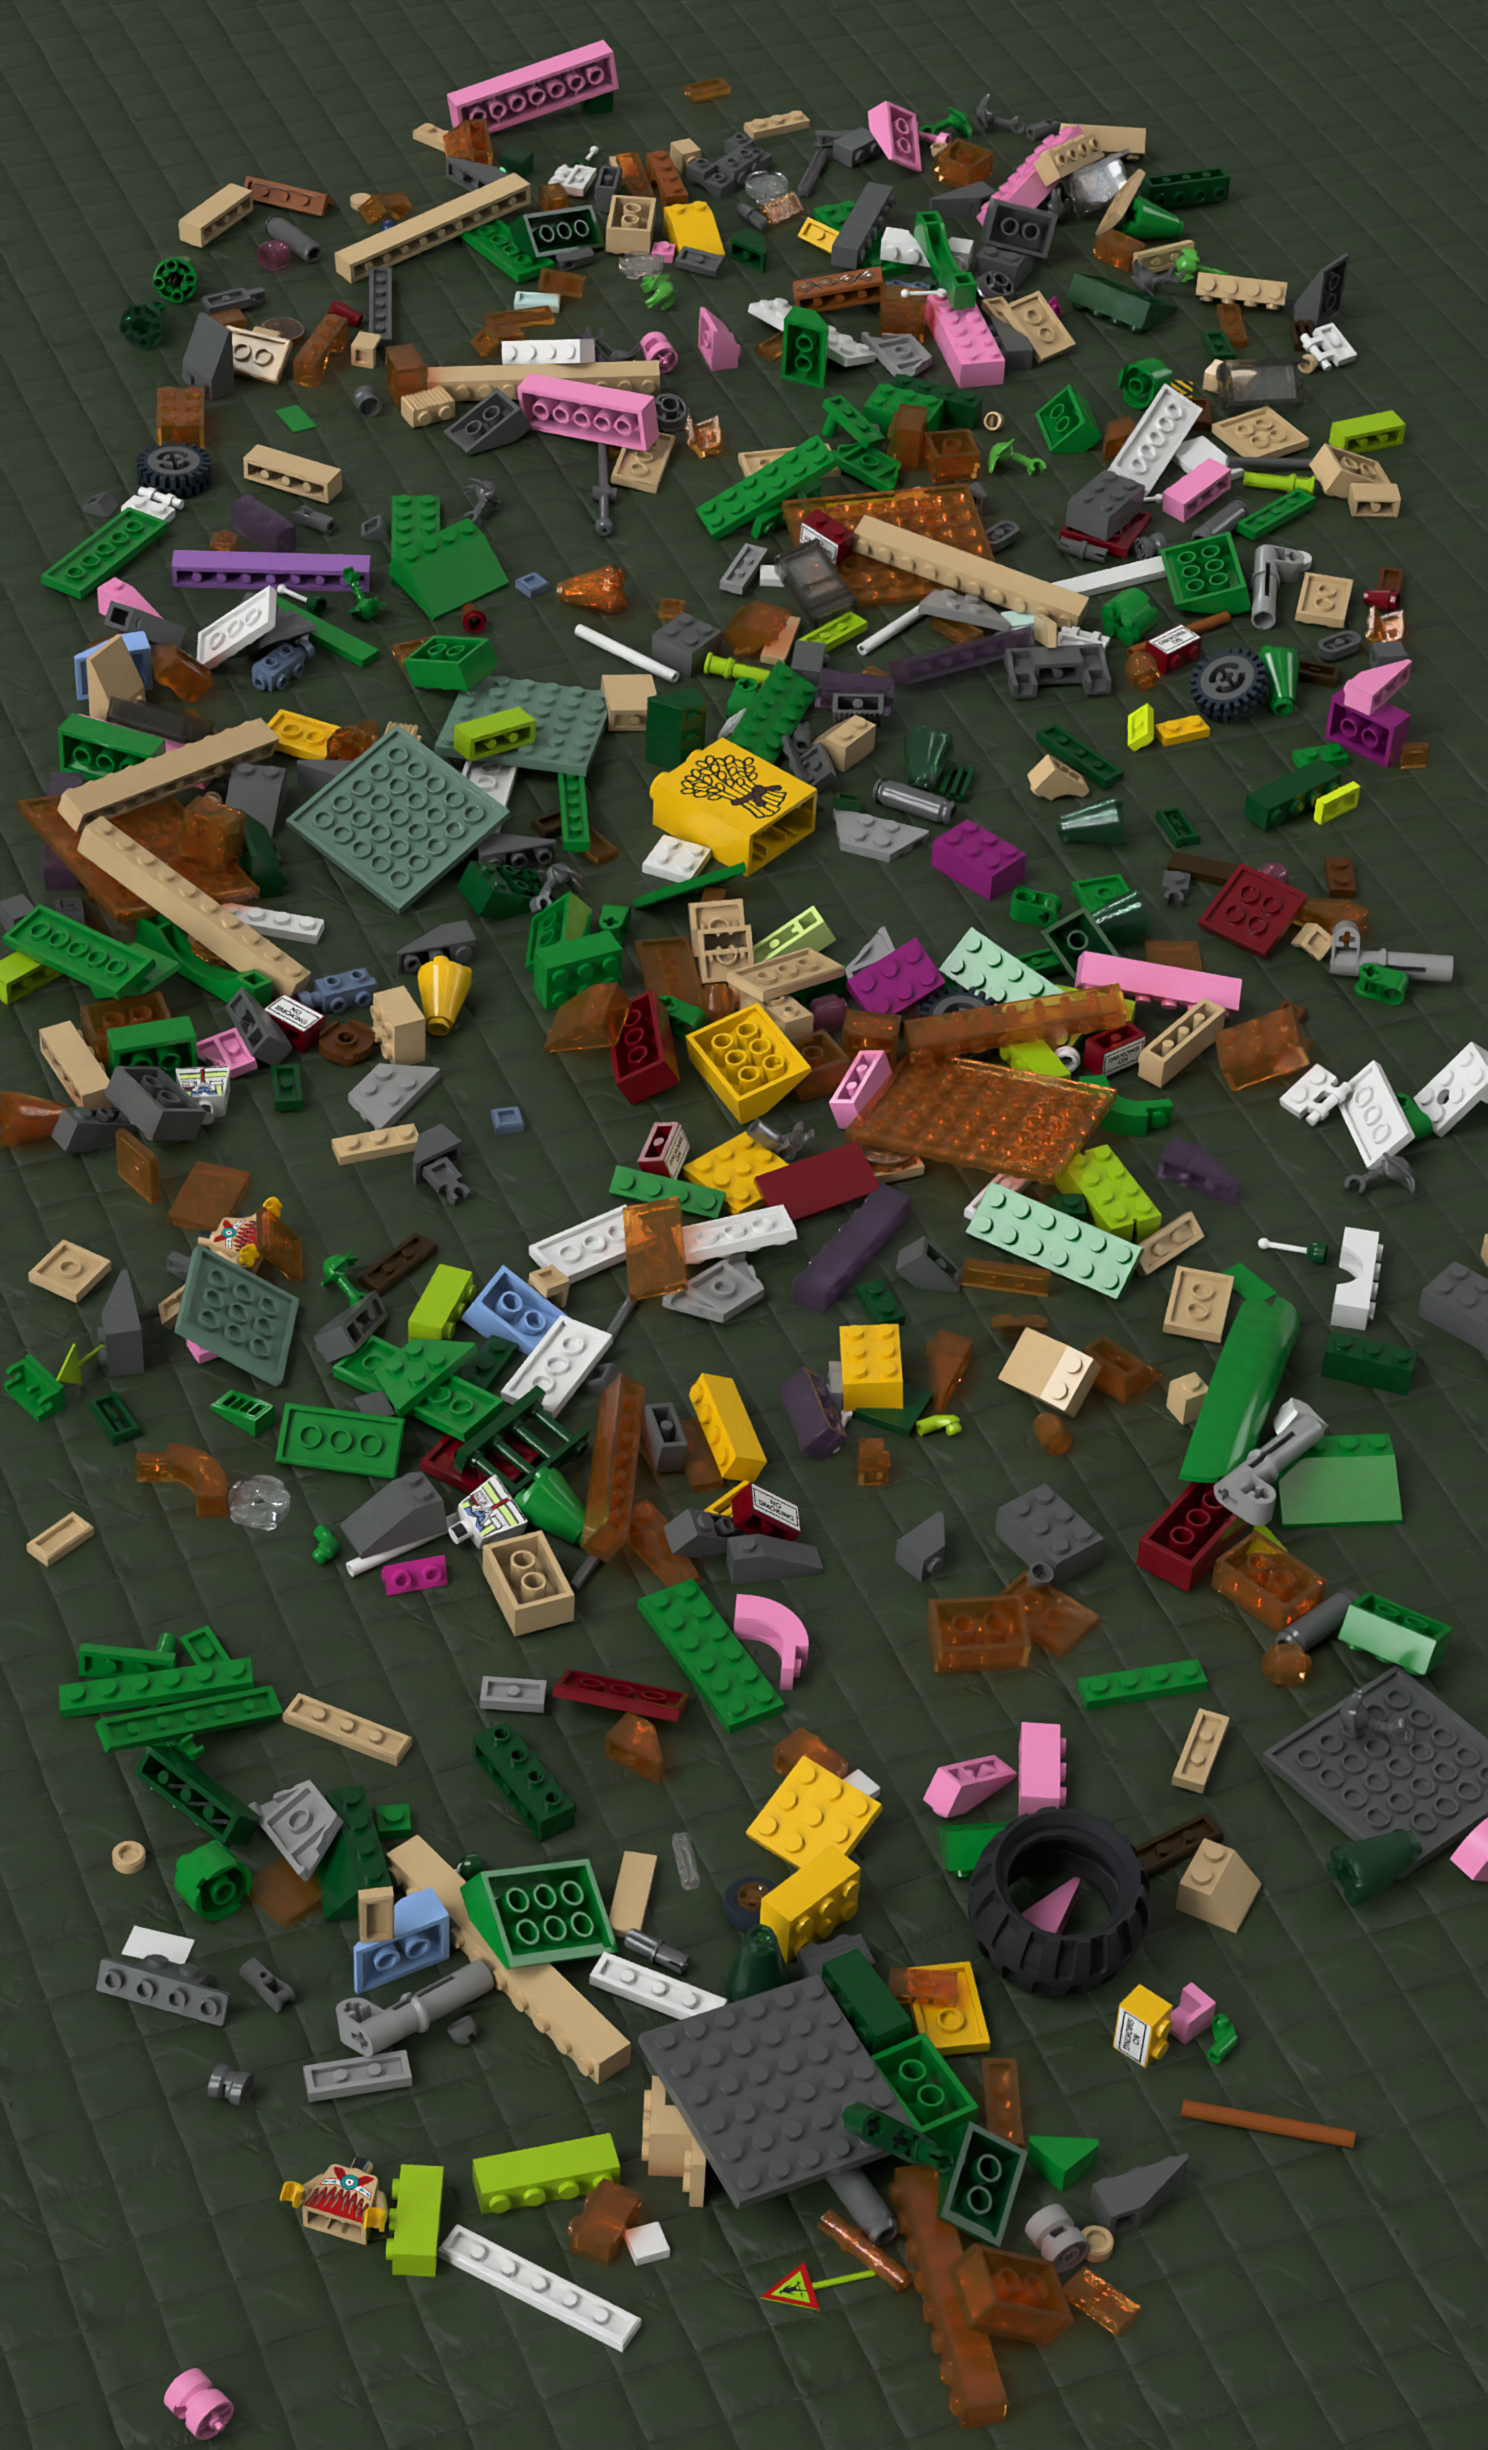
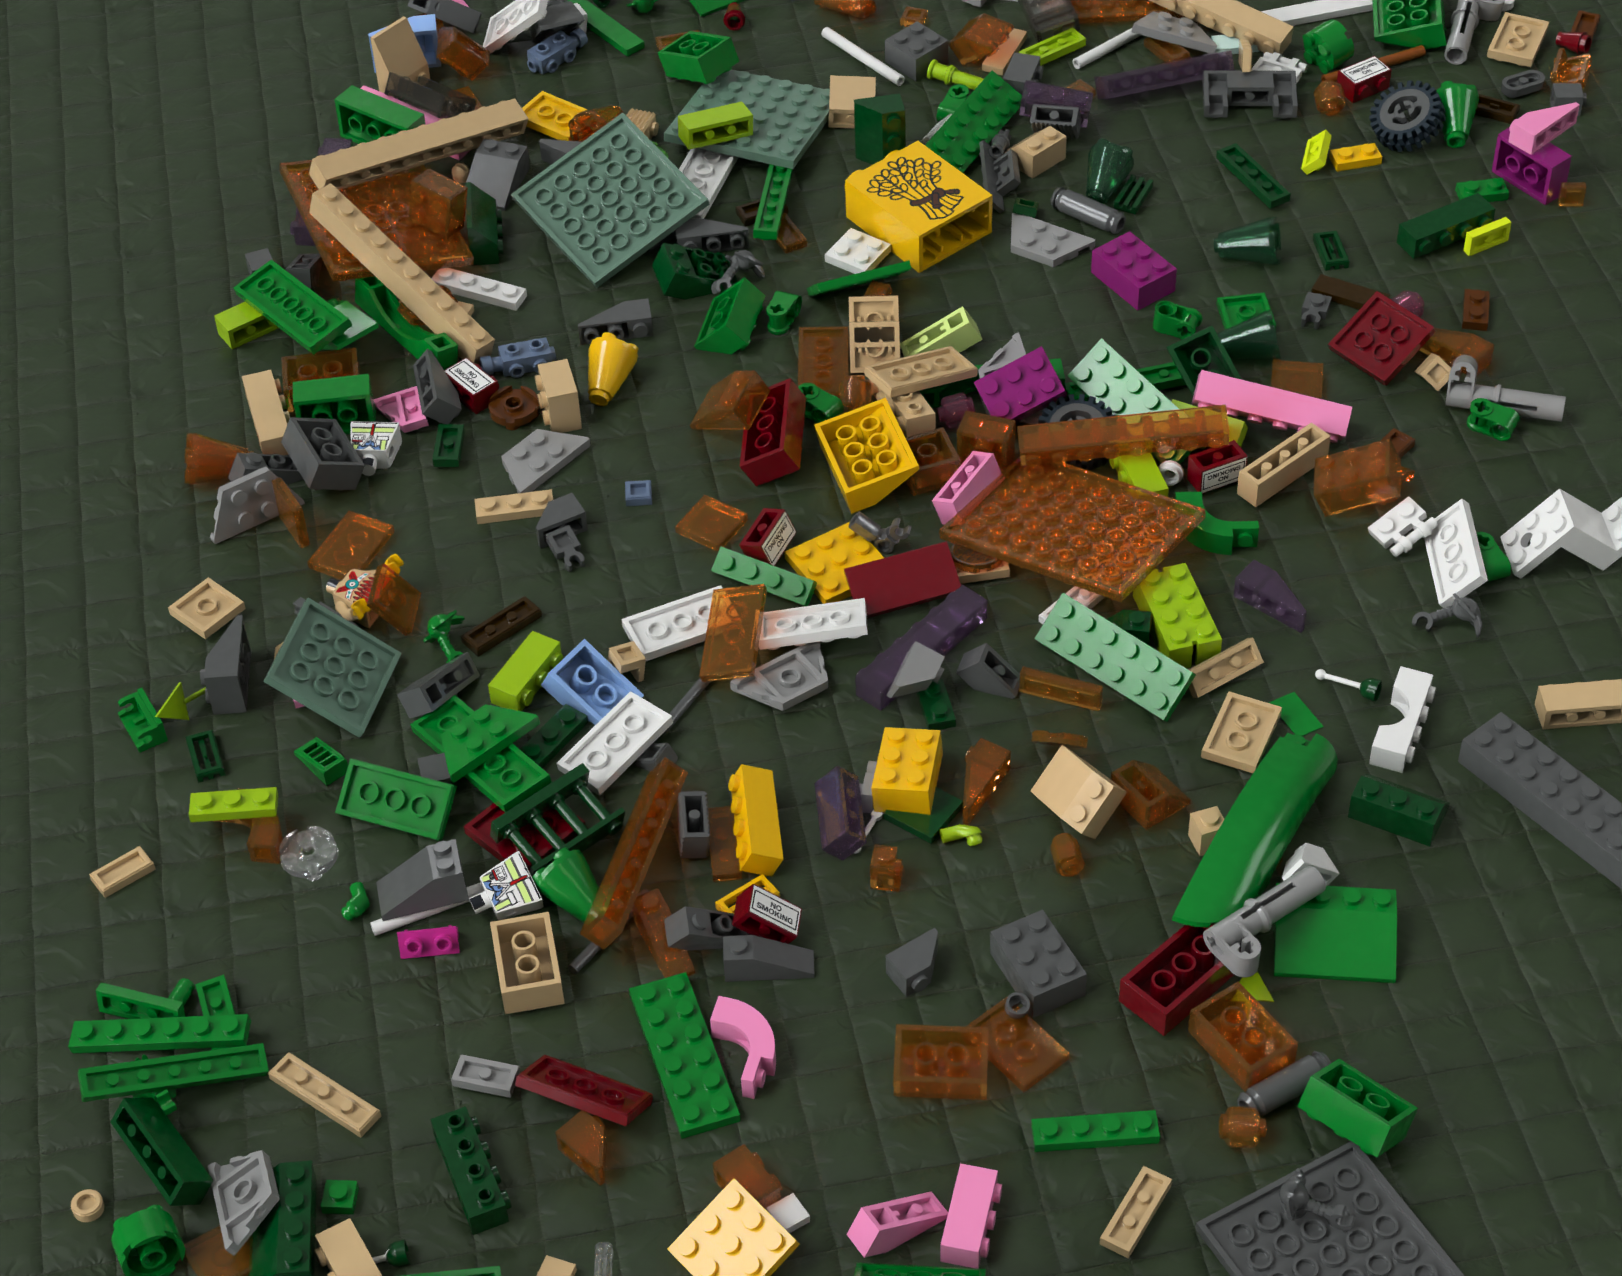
camera: 15 degrees right, 5 degrees up
(84, 1161) = (246, 504): none -> light grey wing
(170, 1459) = (233, 804): none -> lime plate
(574, 966) = (734, 348): green brick -> none
(595, 1145) = (711, 523): none -> clear orange tile
(858, 1269) = (917, 671): none -> light grey slope
(1053, 779) = (1223, 197): tan arch -> none

